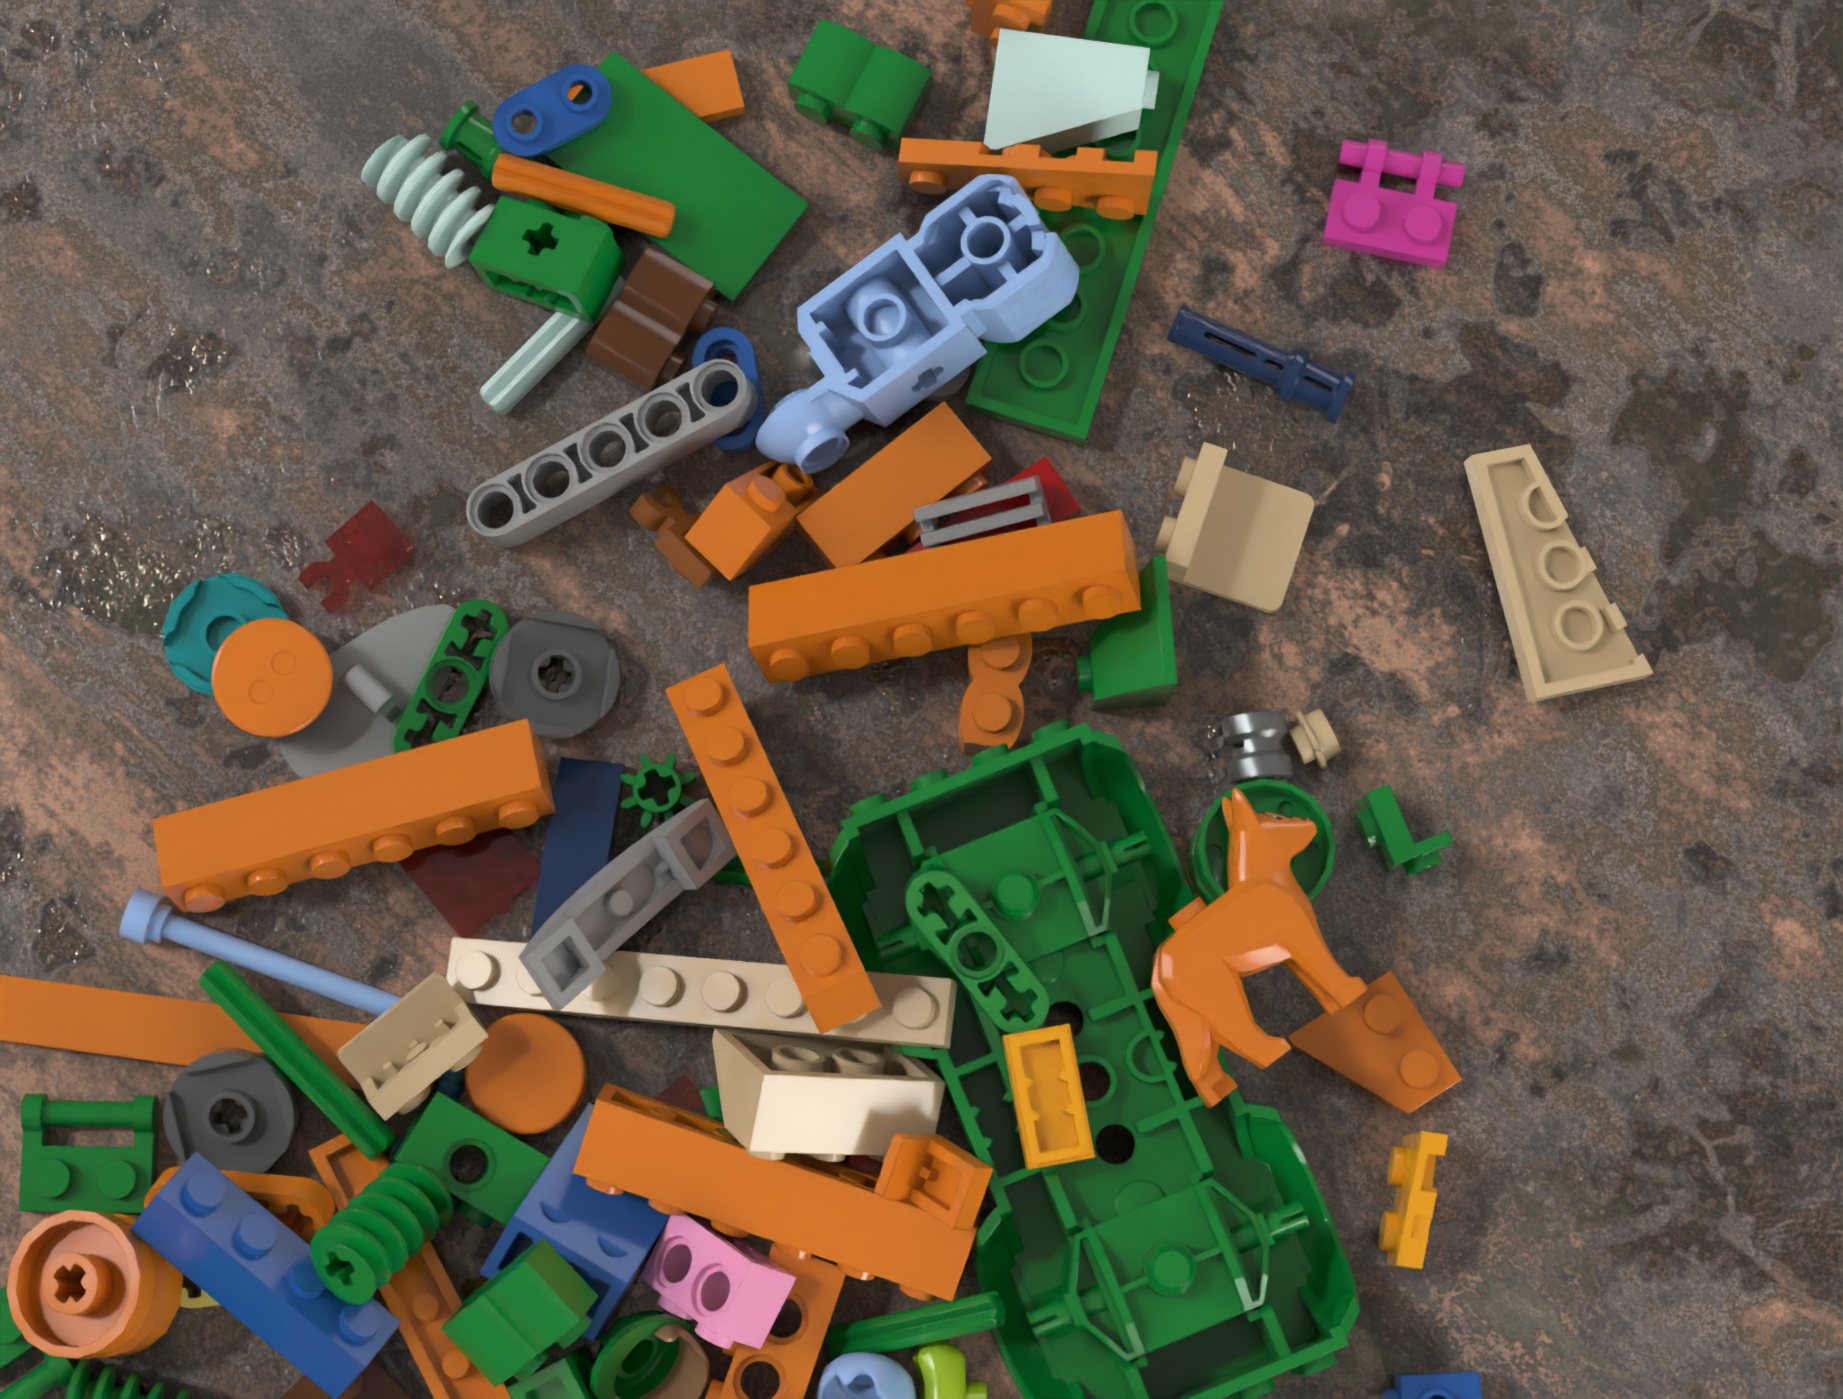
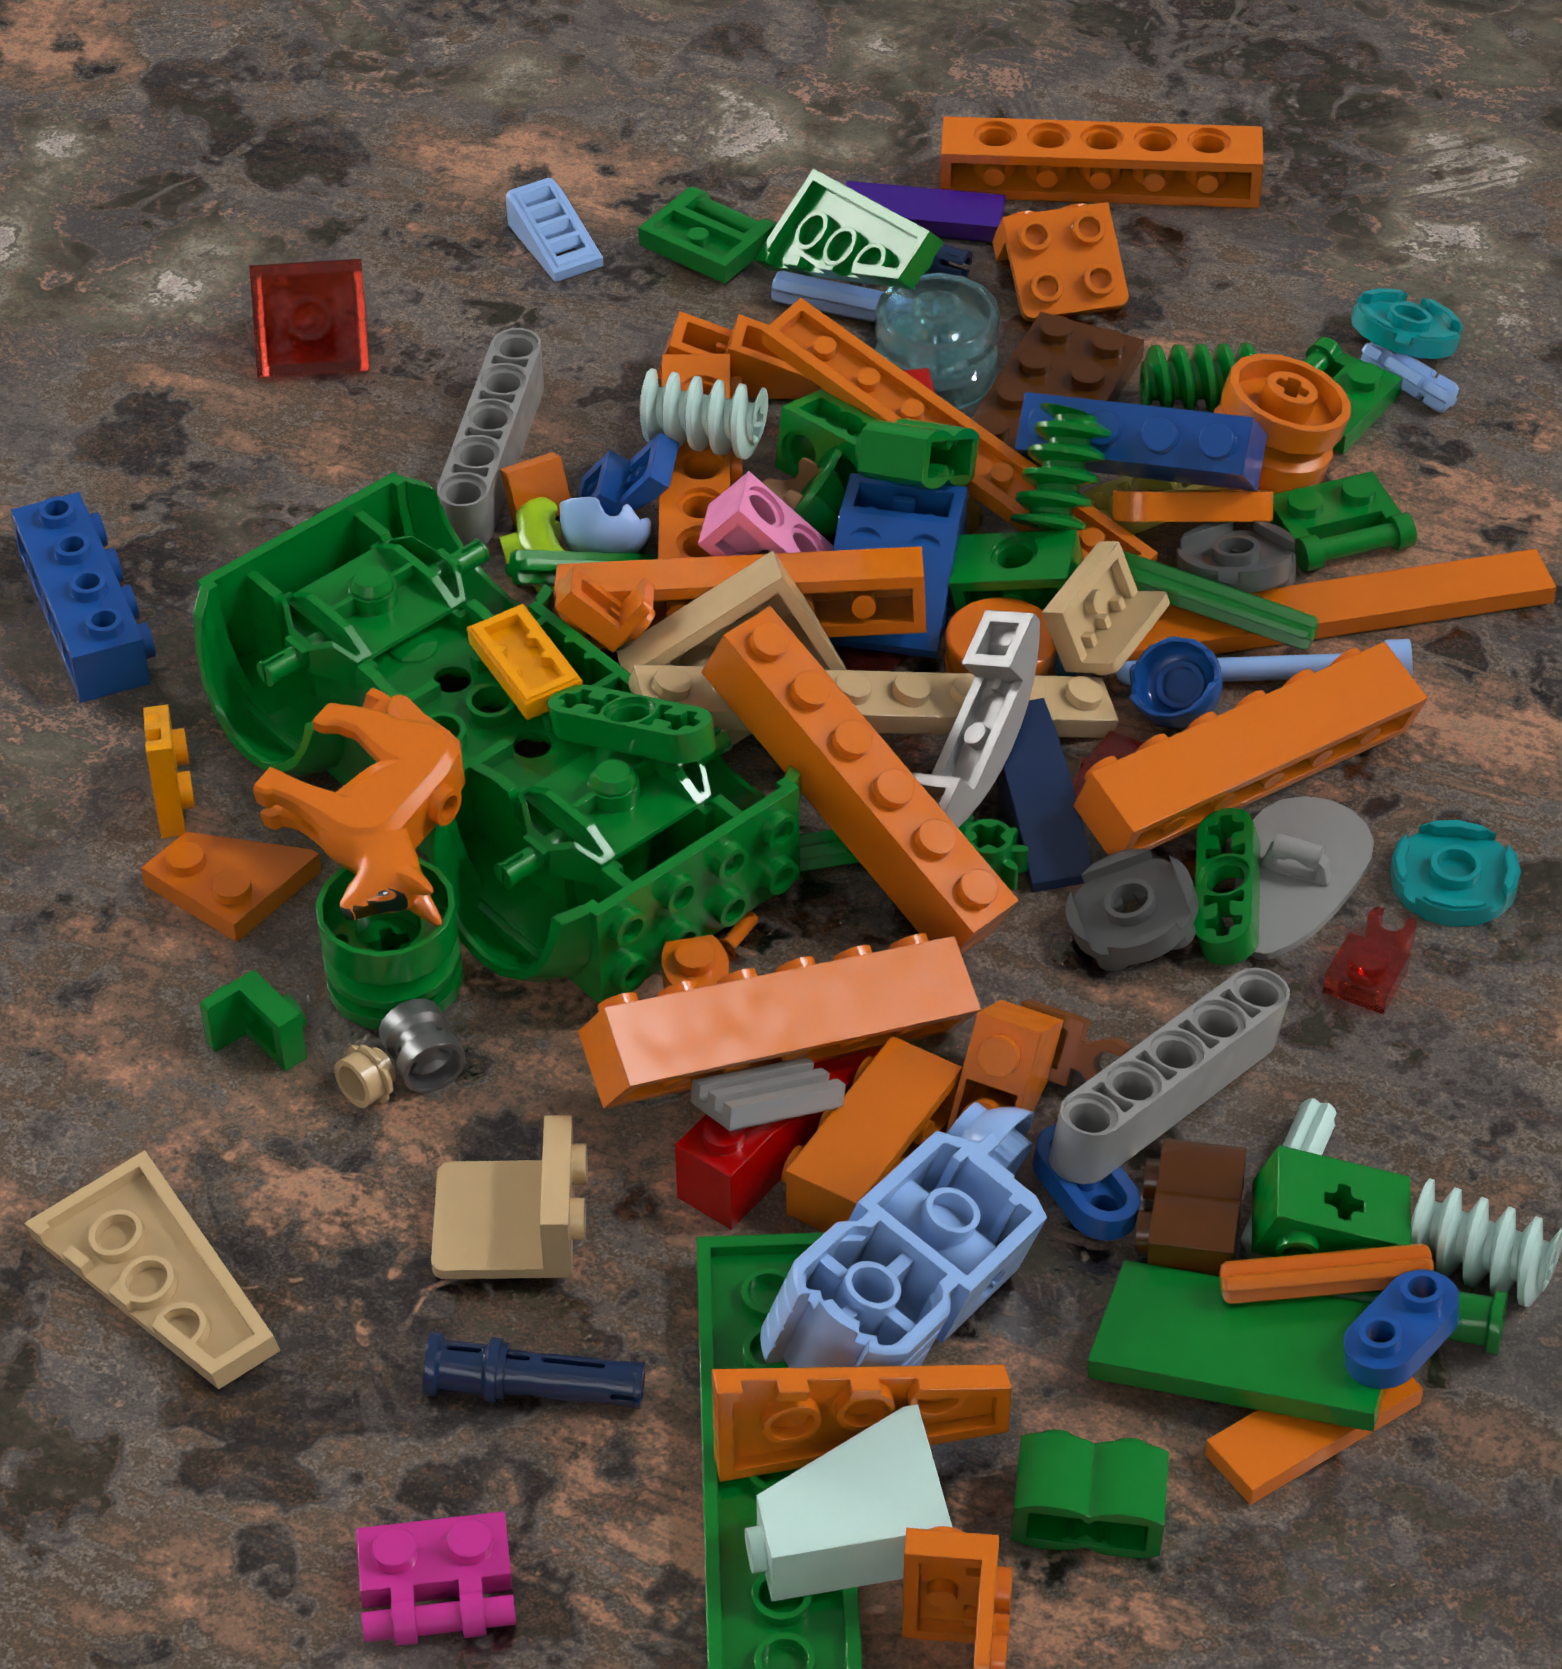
camera: 165 degrees right, 35 degrees down
(272, 677) = (1389, 825): orange head -> none
(380, 947) = (1176, 682): none -> blue hair
(1133, 653) = (559, 1066): green slope -> none

